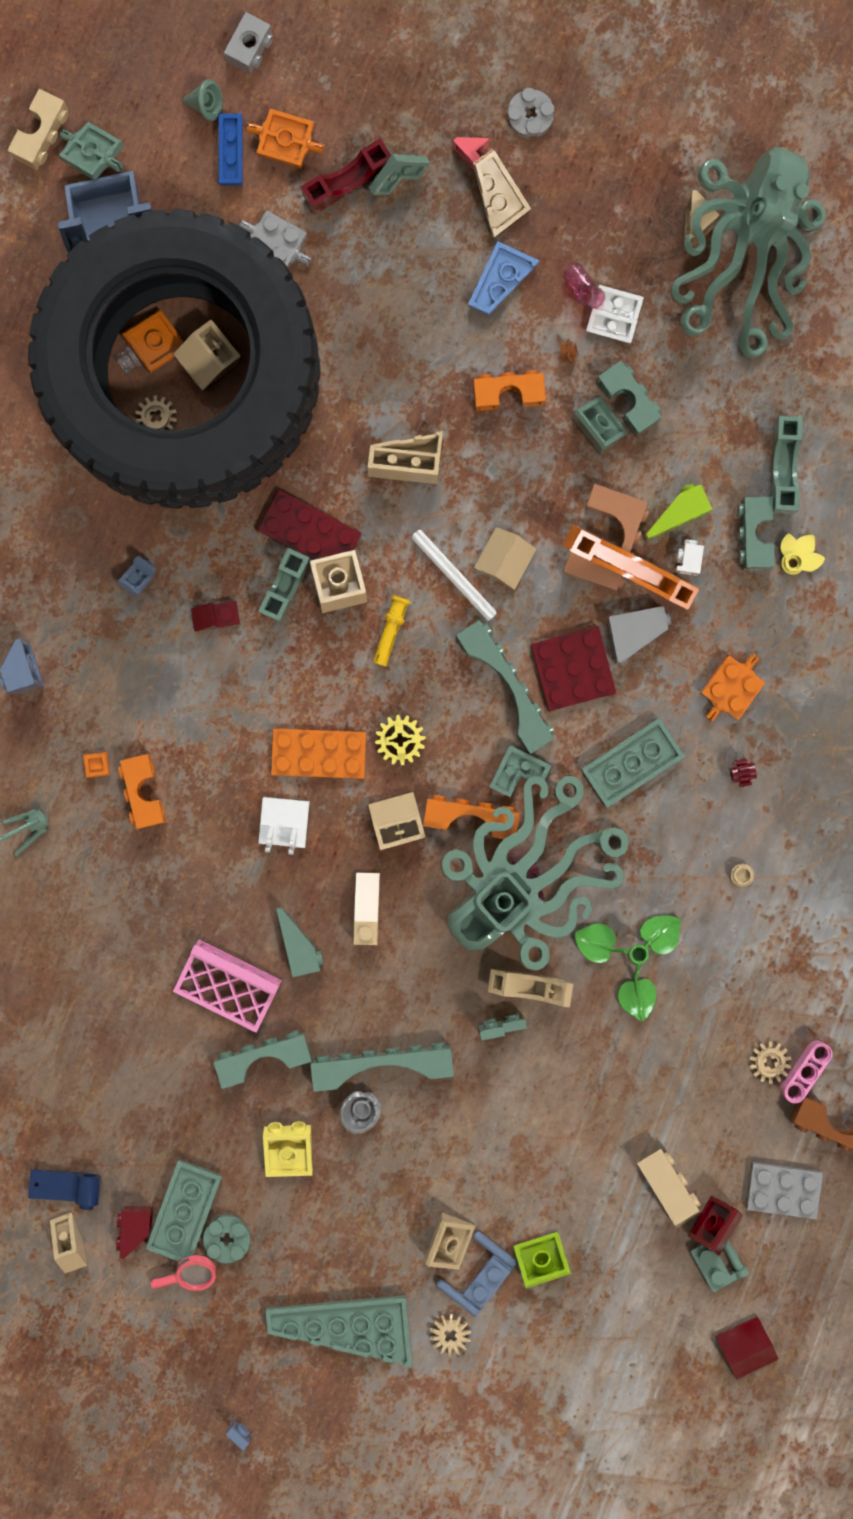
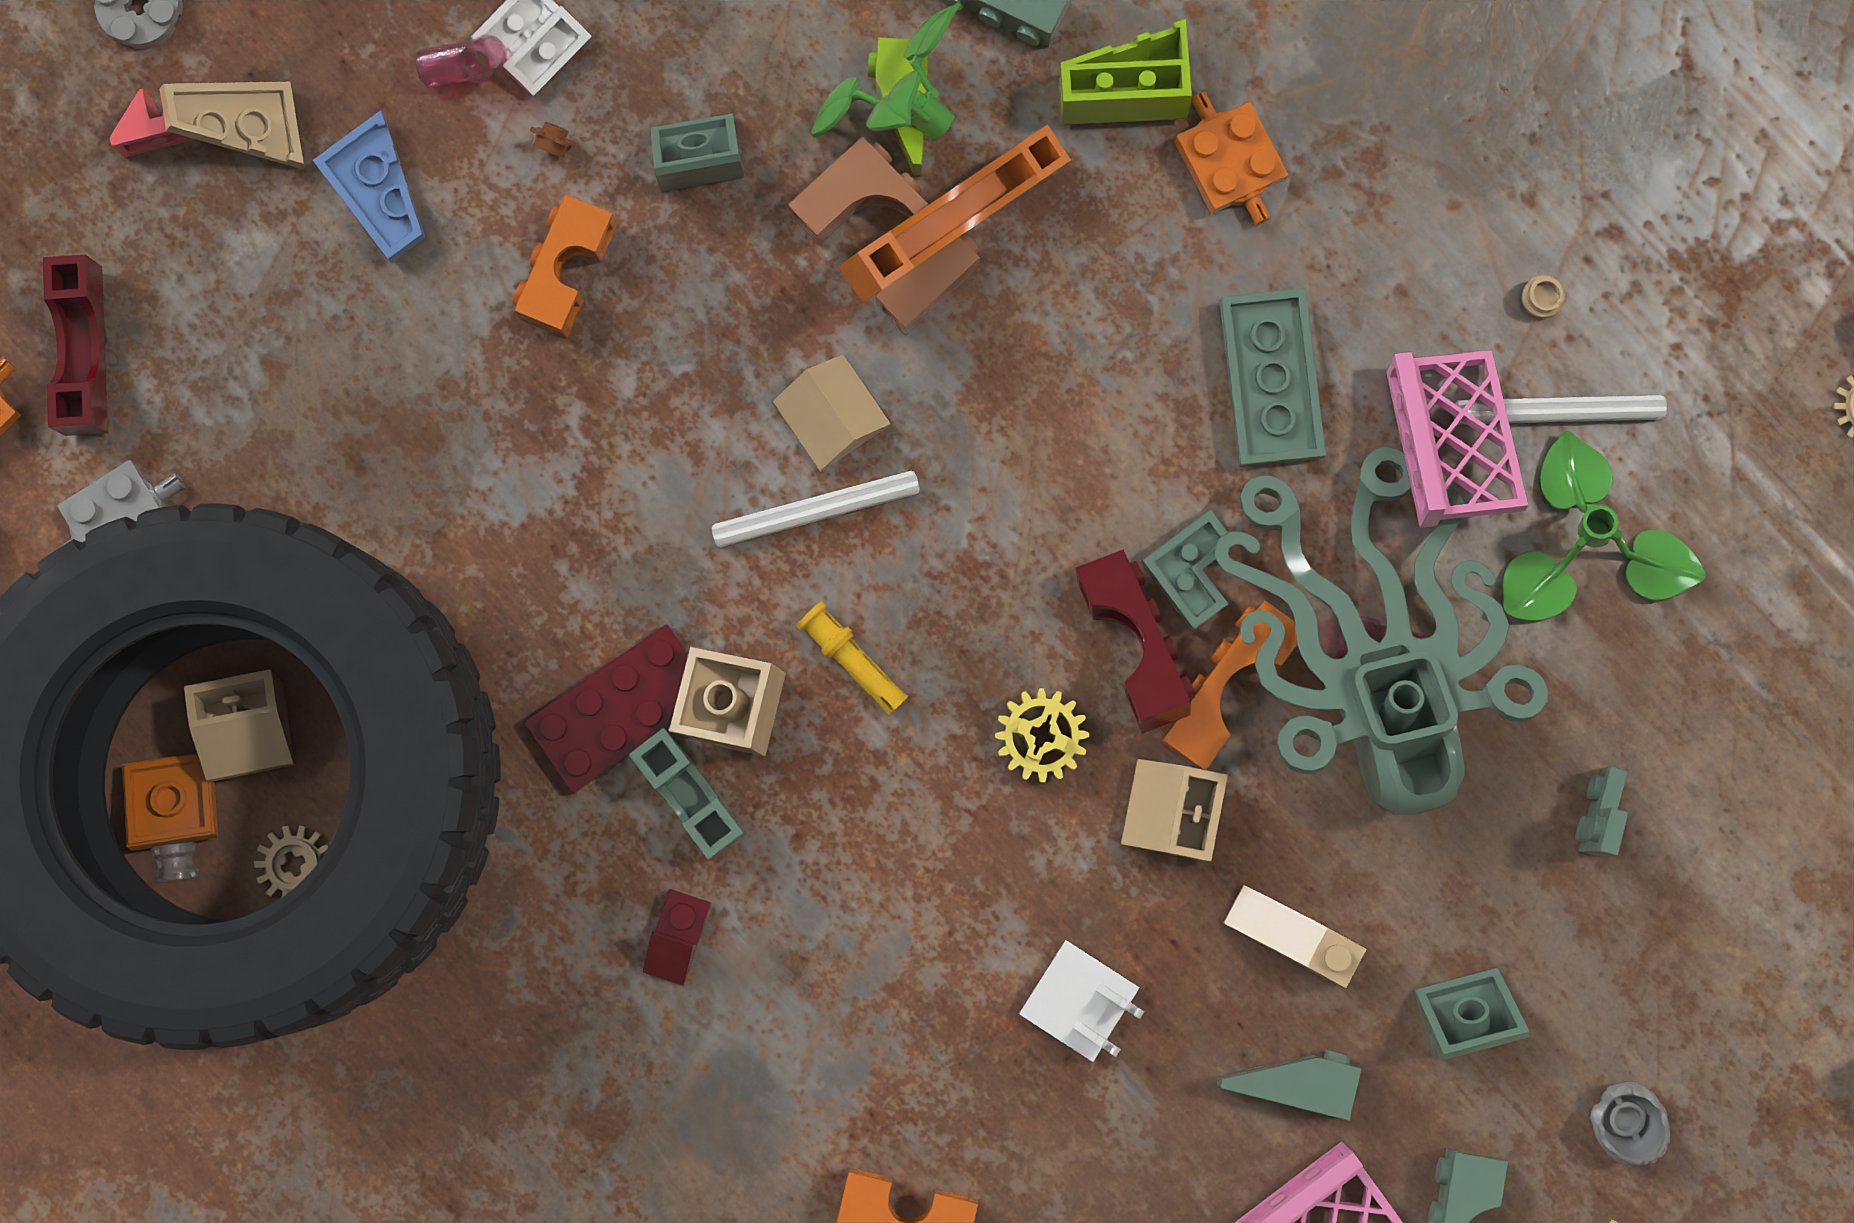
camera: 65 degrees left, 5 degrees down
(137, 576) = (542, 1033): sand blue bracket -> none
(318, 753) = (994, 883): orange plate -> none
(333, 1072) = (1541, 1132): sand green arch -> none
(372, 1010) = (1469, 1014): none -> sand green slope
(398, 168) = (107, 257): sand green plate -> none
(407, 459) = (588, 484): tan wedge -> none
(480, 646) = (1130, 511): sand green arch -> none
(486, 739) = (1115, 595): none -> dark red arch
(530, 986) = (1560, 728): tan arch -> none
(573, 668) = (1069, 395): dark red plate -> none
(620, 381) = (644, 80): sand green arch -> none
(635, 630) = (1060, 263): light grey slope -> none
(642, 846) = (1419, 443): none -> bright pink fence
(673, 513) = (903, 103): none -> bright green plant
(689, 558) = (988, 118): white brick -> none
(689, 910) = (1574, 409): none -> white axle
(743, 618) = (1129, 82): none -> lime wedge
(743, 772) = (1379, 209): dark red gear -> none

